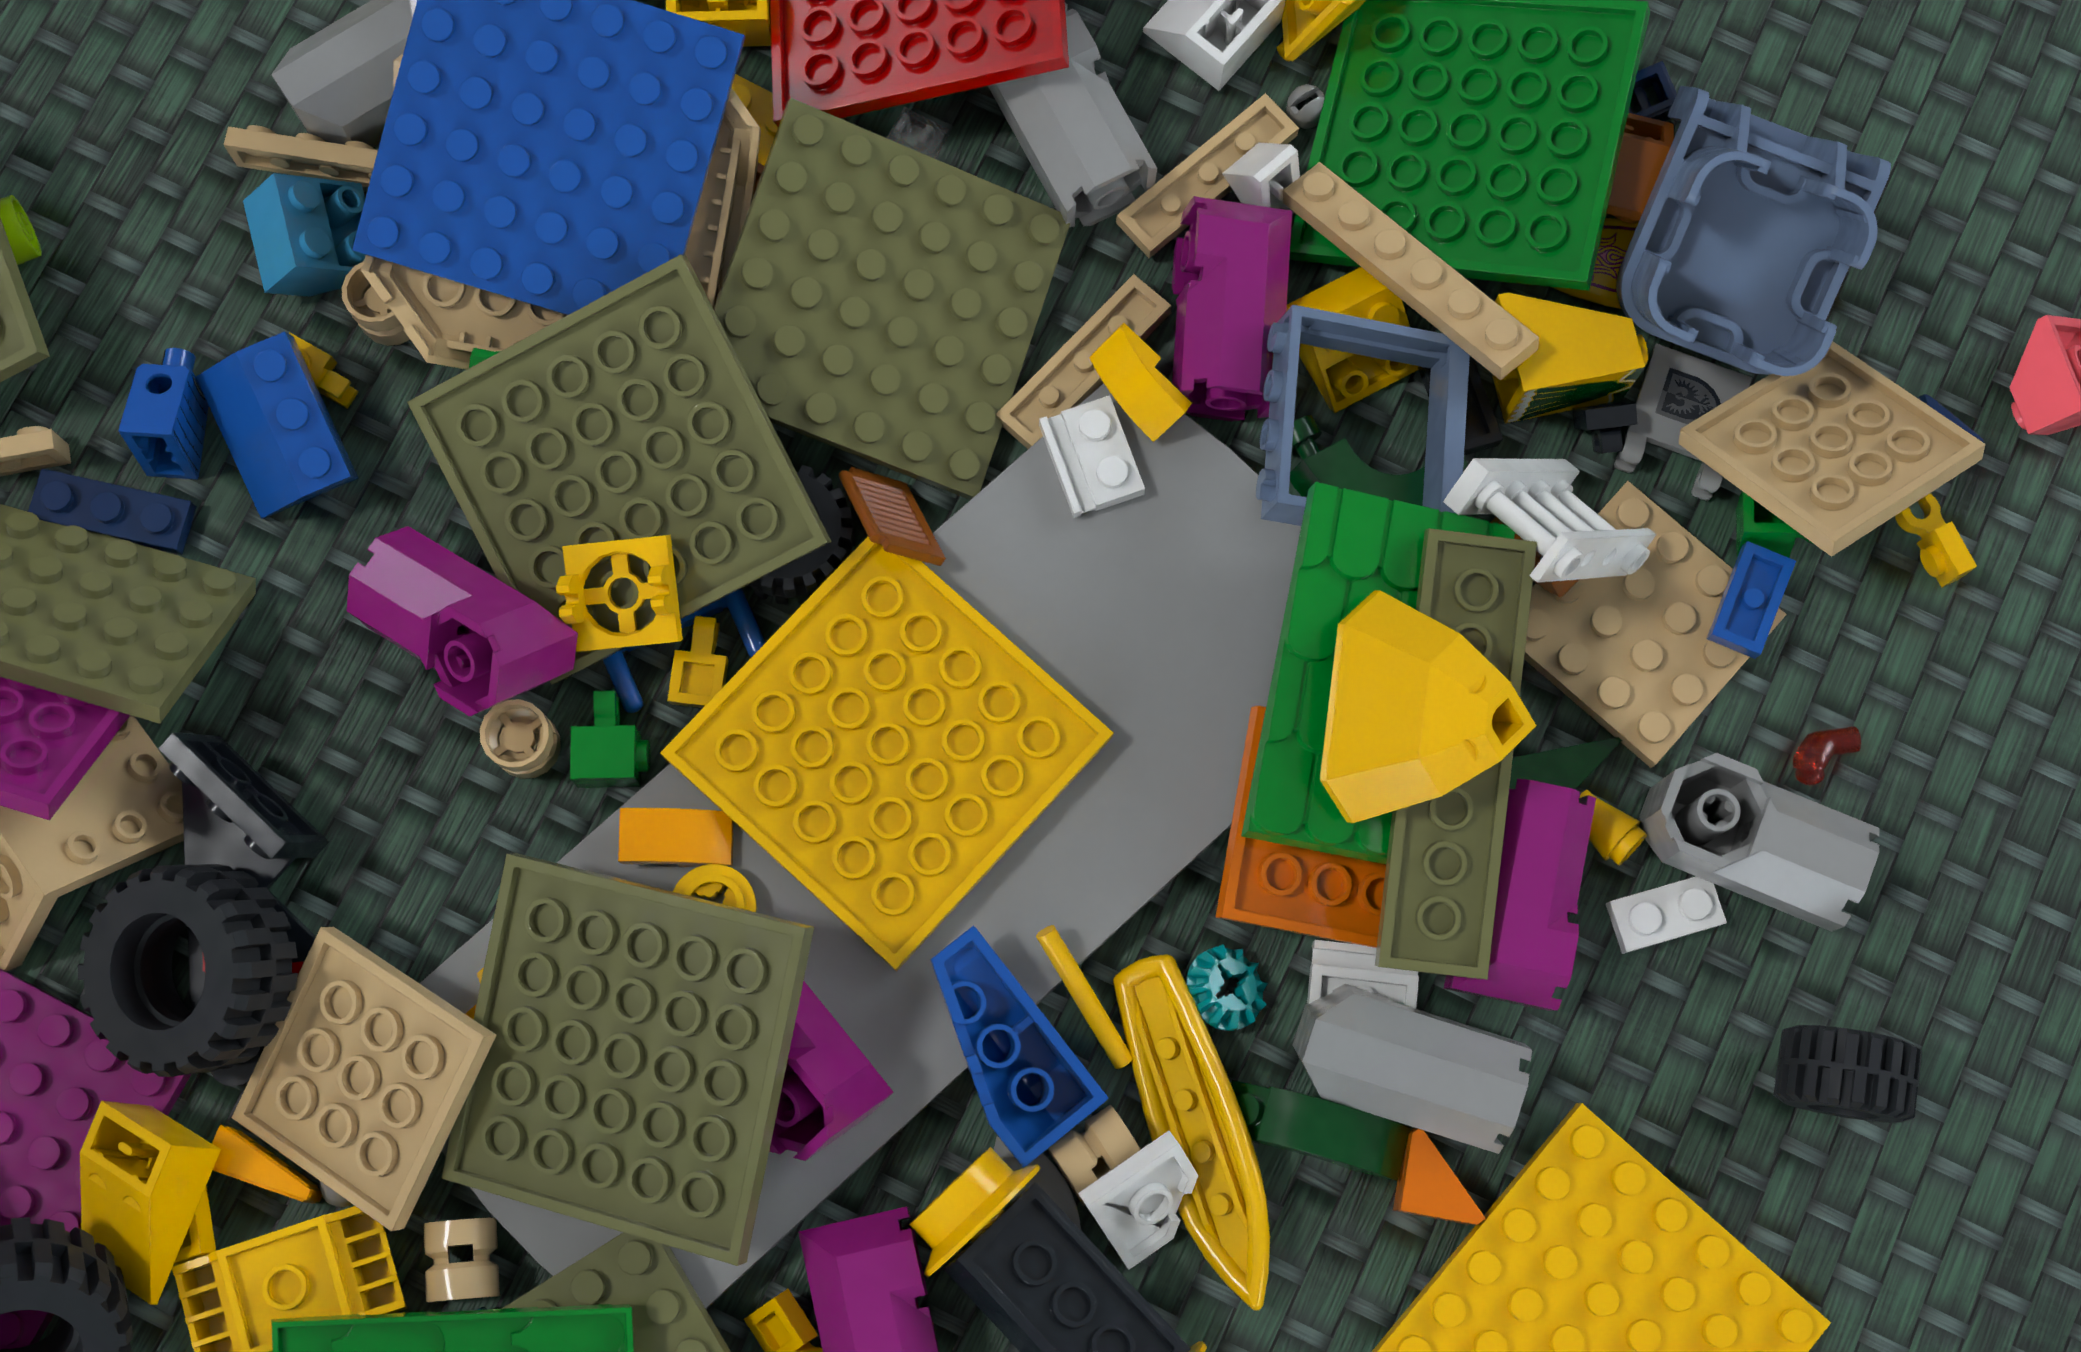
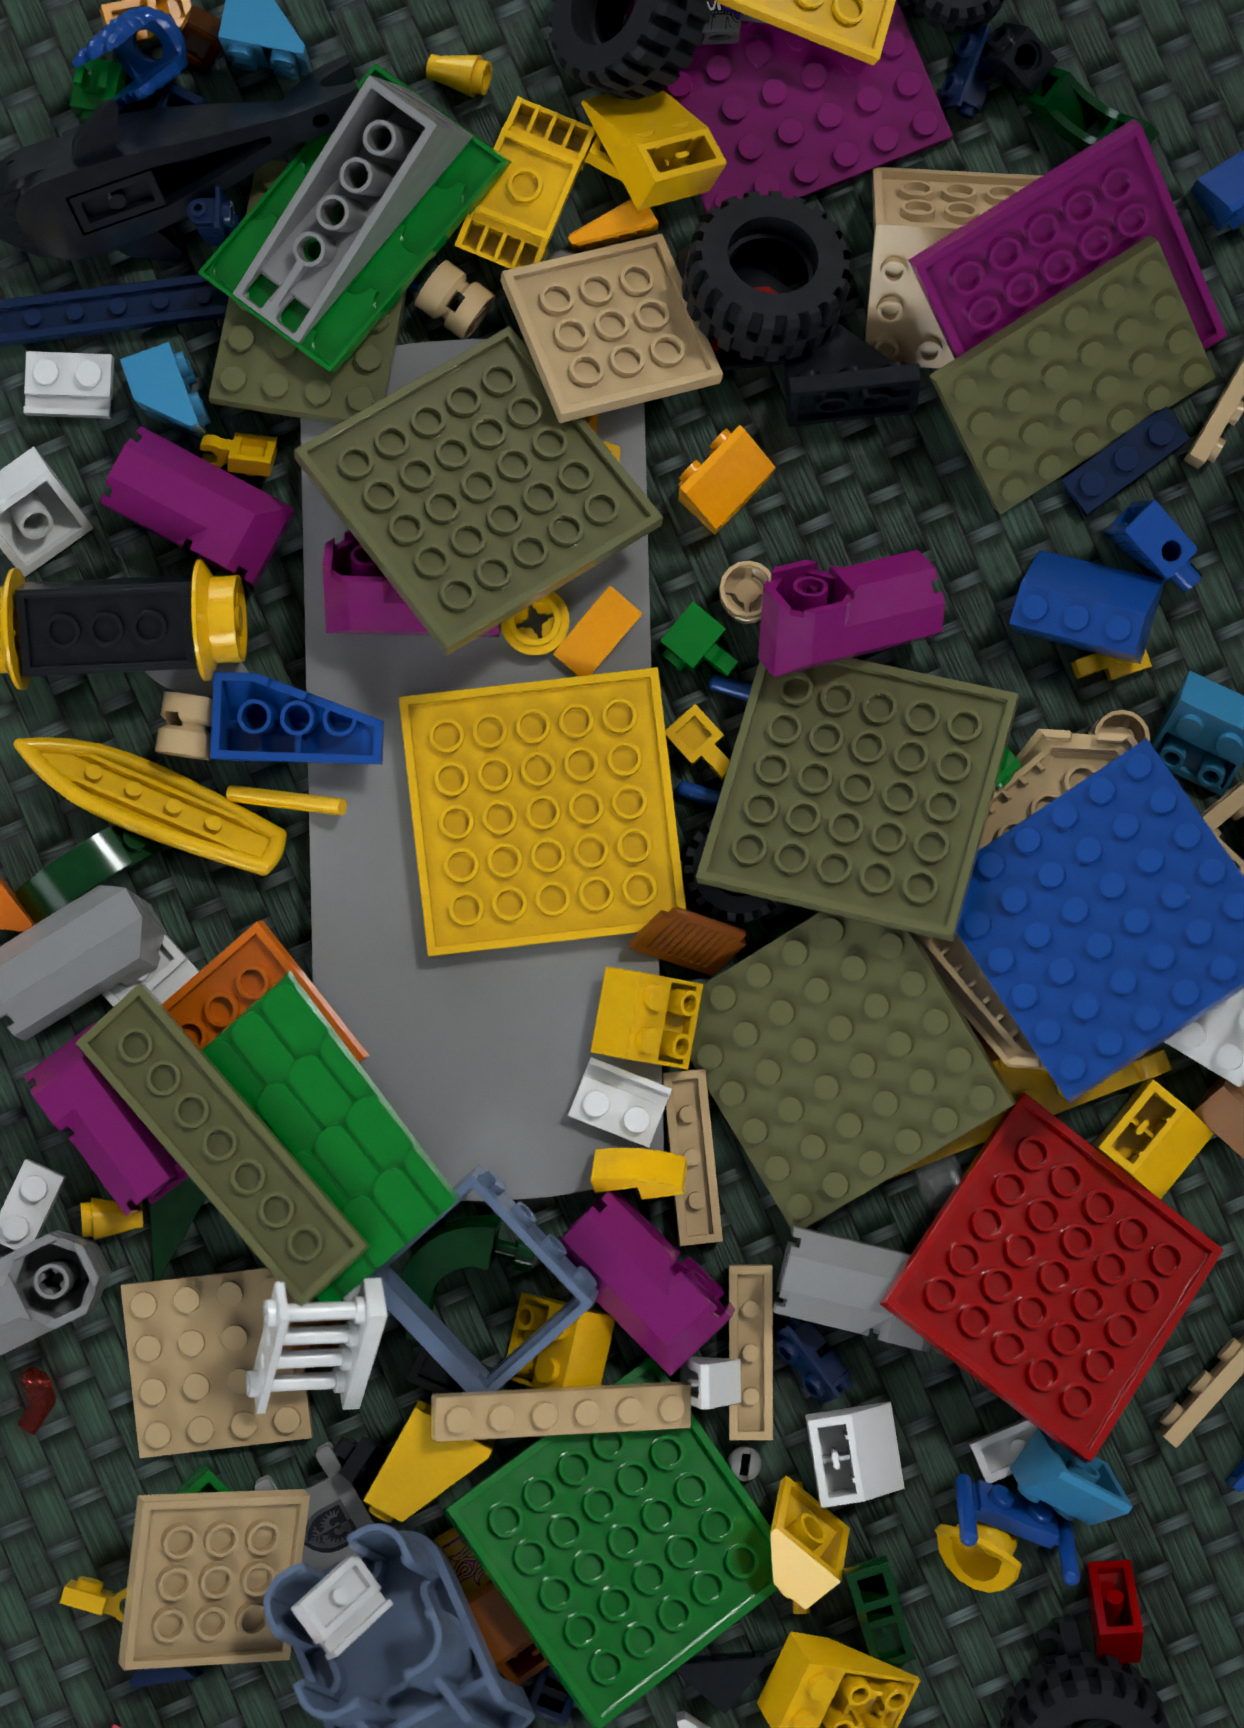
camera: 135 degrees right, 10 degrees up
(428, 849) = (725, 479): none -> light orange slope
(660, 589) = (787, 766): yellow piece -> none
(996, 492) = (646, 1017): none -> yellow slope
(1141, 1198) = (136, 727): white plate -> none
(1172, 101) = (822, 1376): none -> dark blue hinge
(1208, 975) = (231, 882): teal gear -> none
(1411, 711) = (265, 1130): yellow brick -> none
(1751, 600) = (164, 1437): blue plate -> none
(1753, 302) = (341, 1606): none -> white plate

